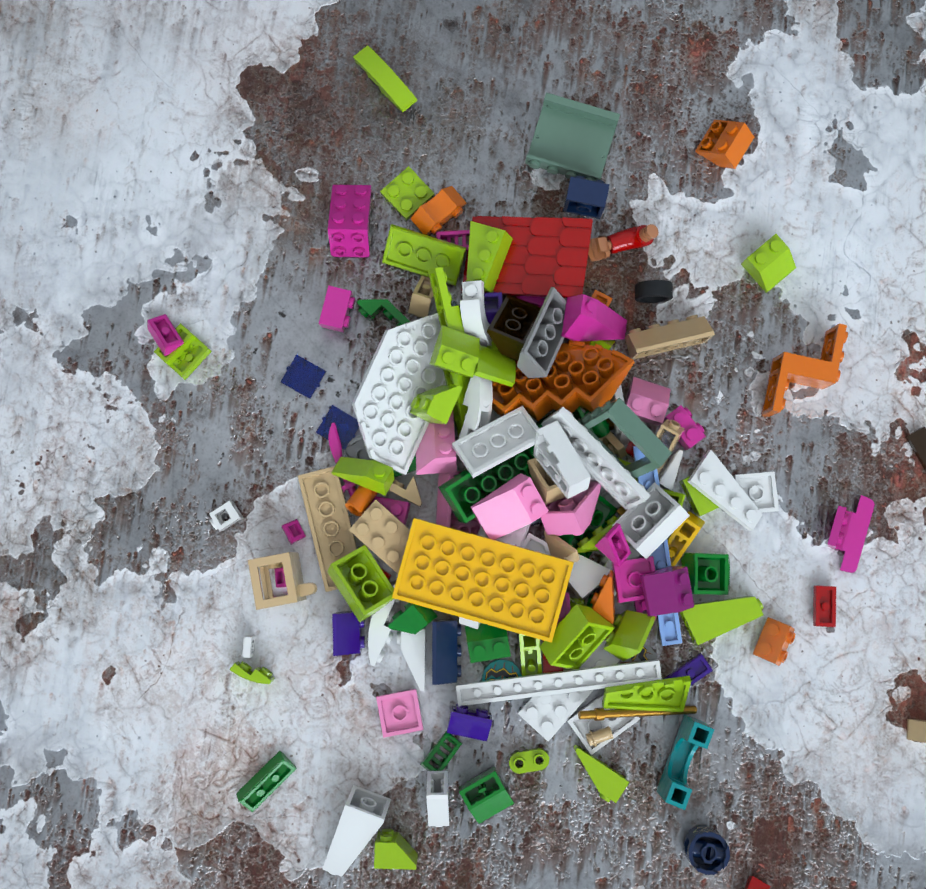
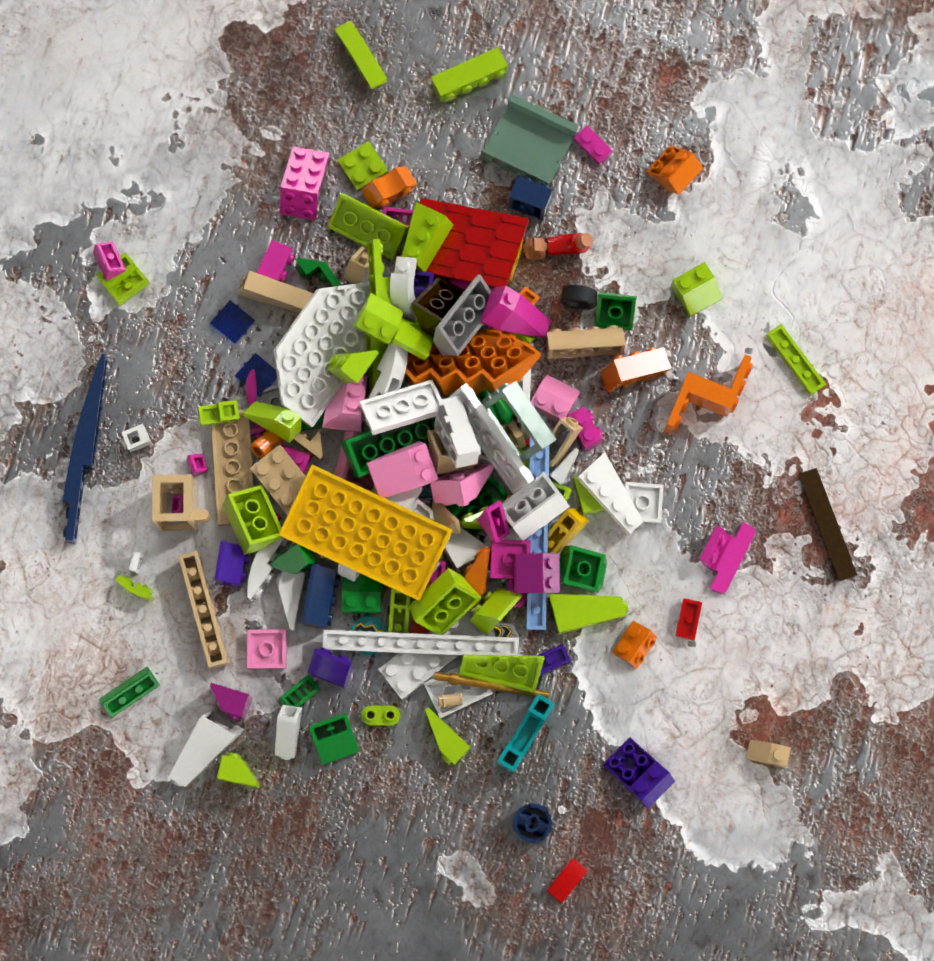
camera: 10 degrees right, 5 degrees down
(174, 537) = (84, 449): none -> dark blue slope
(305, 476) = (218, 413): none -> lime slope
(328, 686) = (203, 610): none -> tan brick
(340, 340) = (273, 292): none -> tan slope
(373, 777) = (232, 702): none -> magenta slope
(499, 80) = (469, 74): none -> lime brick
(636, 132) = (593, 145): none -> dark pink plate
(692, 299) = (615, 310): none -> green slope
(723, 356) = (635, 368): none -> wedge
(803, 774) = (639, 772): none -> dark purple slope
(881, 319) = (795, 360): none -> lime tile

